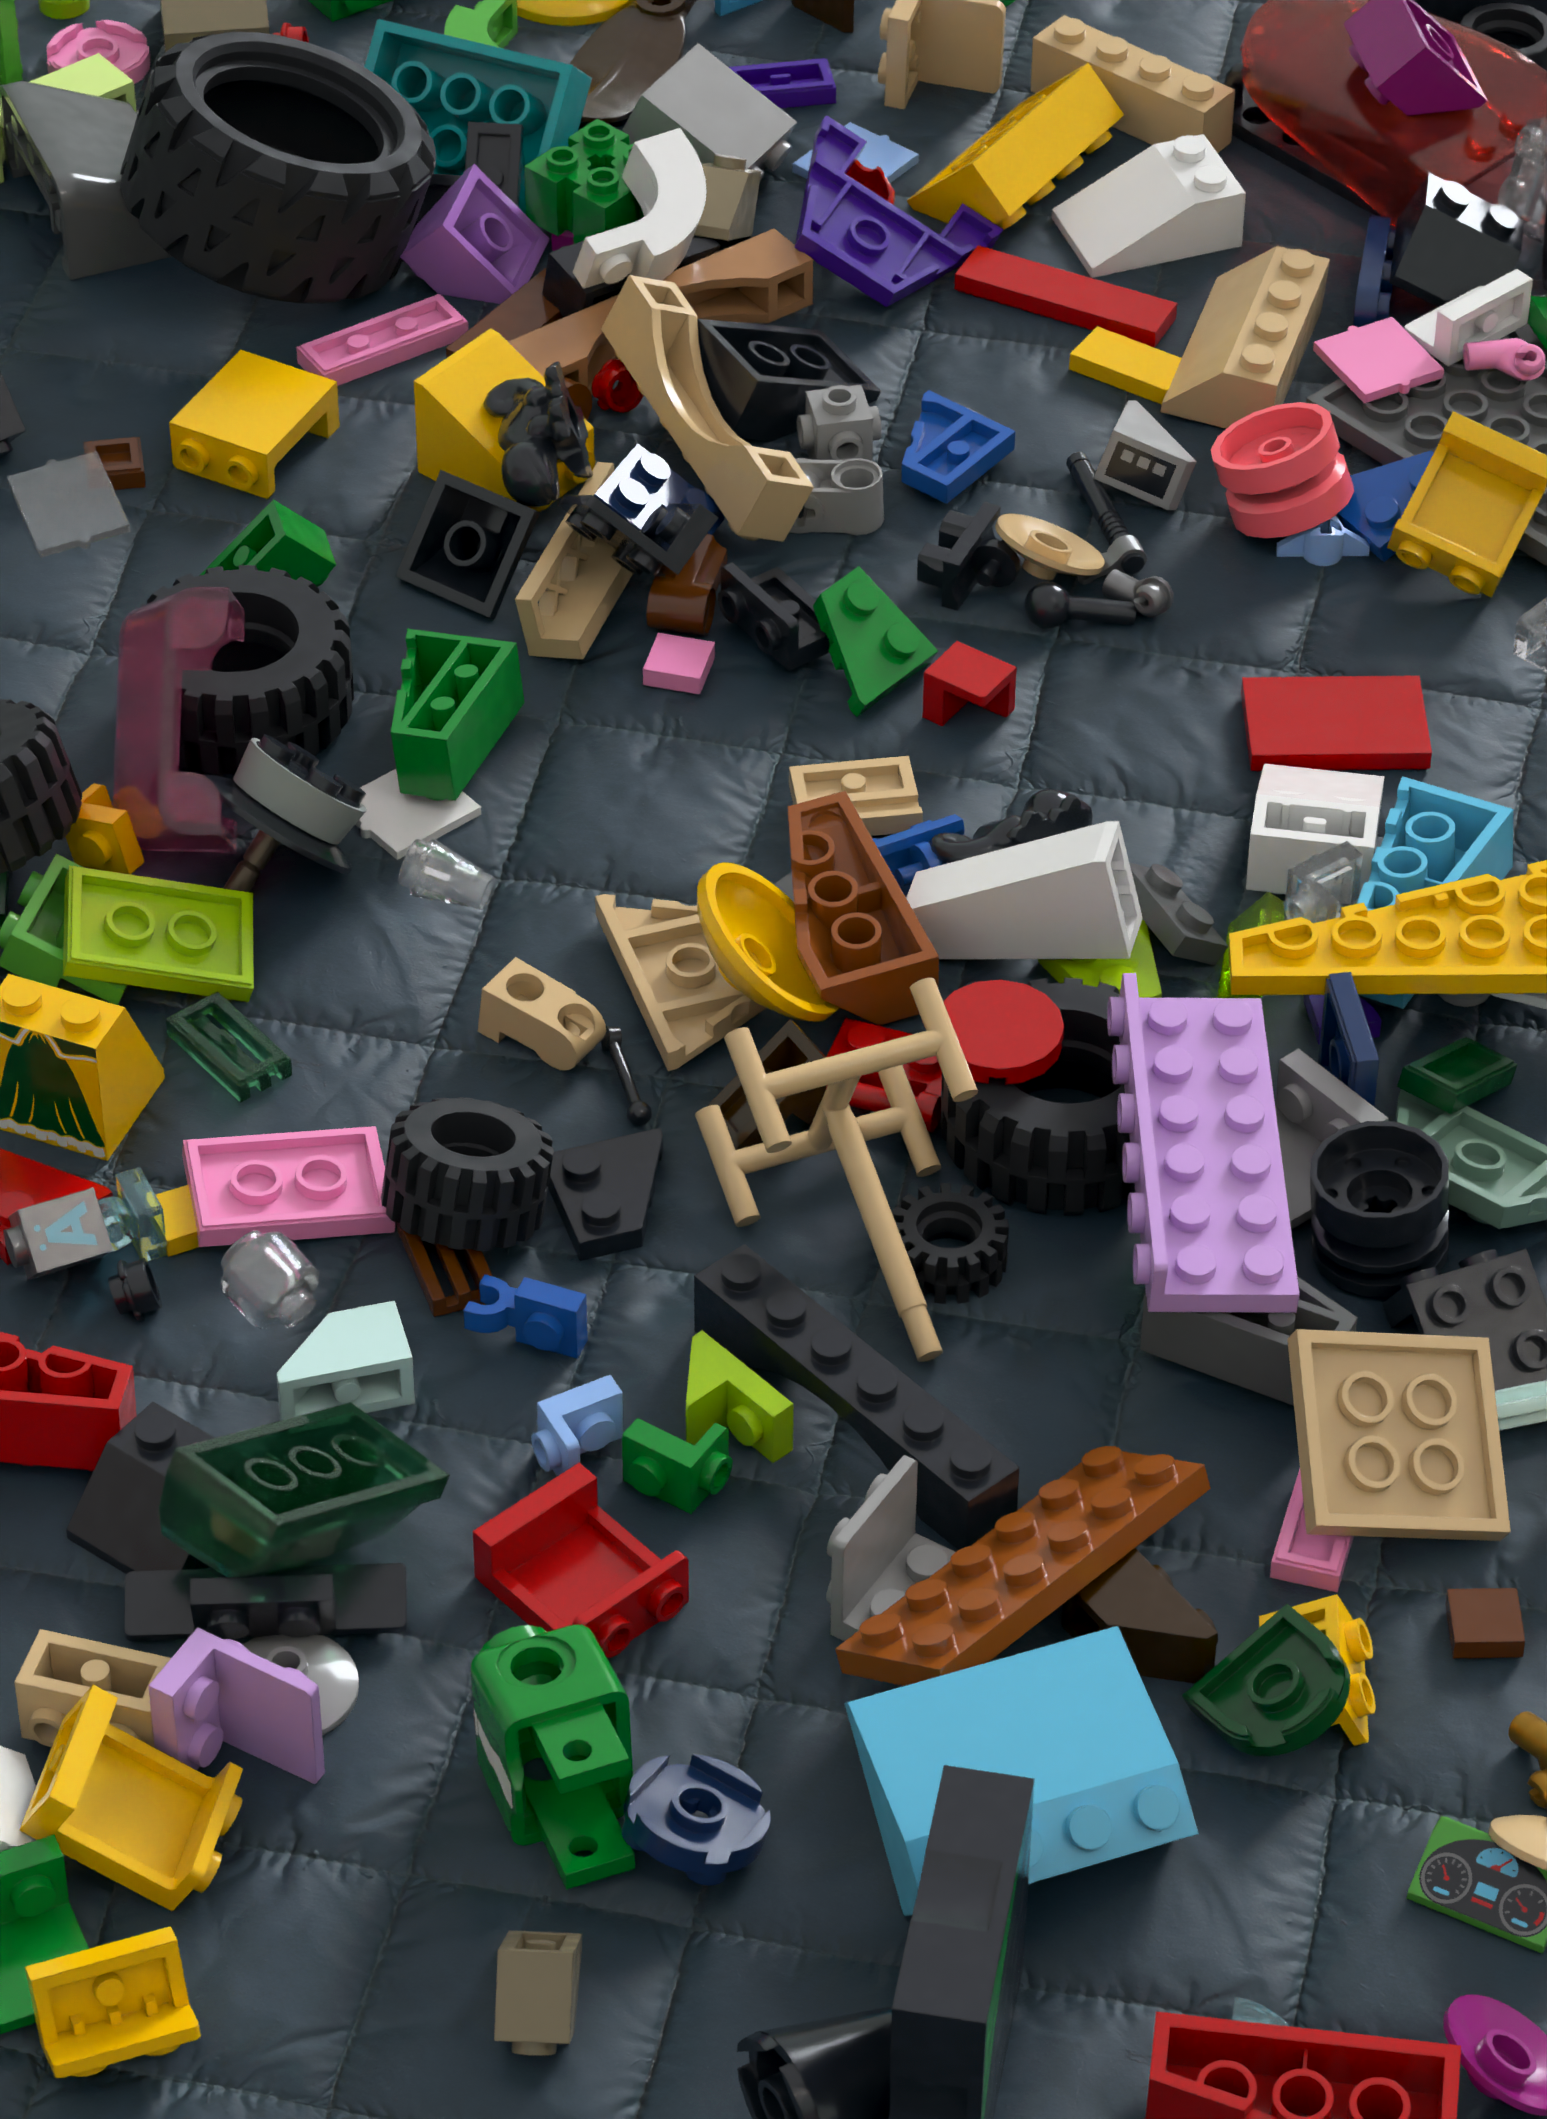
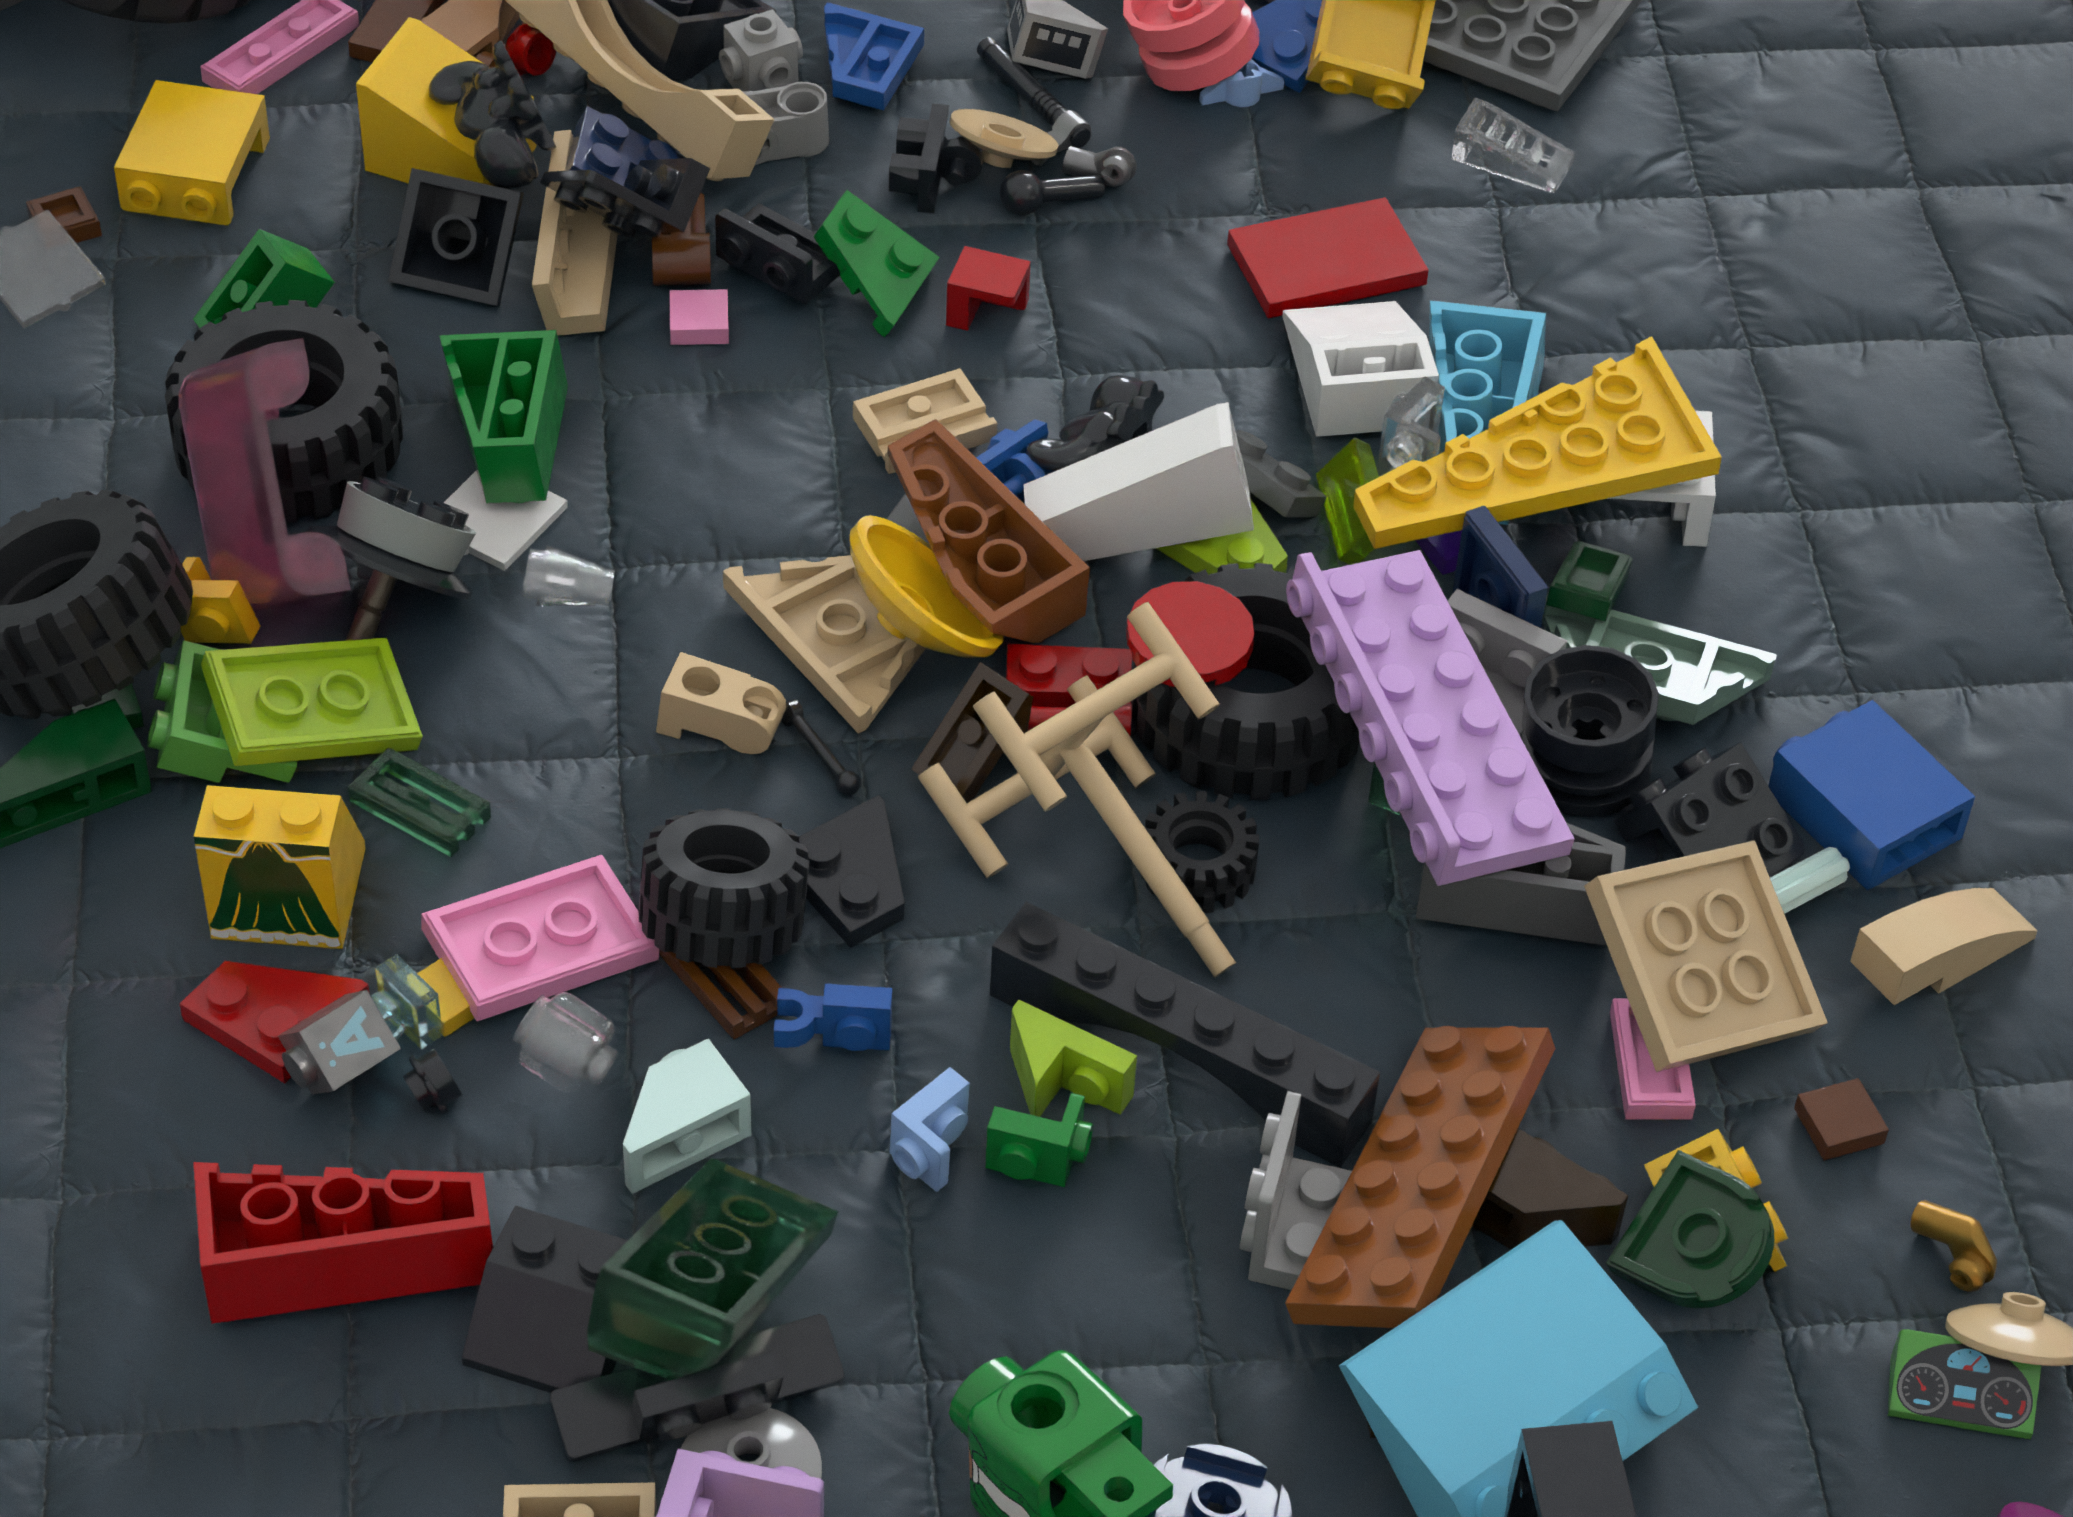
camera: 20 degrees left, 5 degrees up
(571, 1563) = (990, 1277): red panel -> none

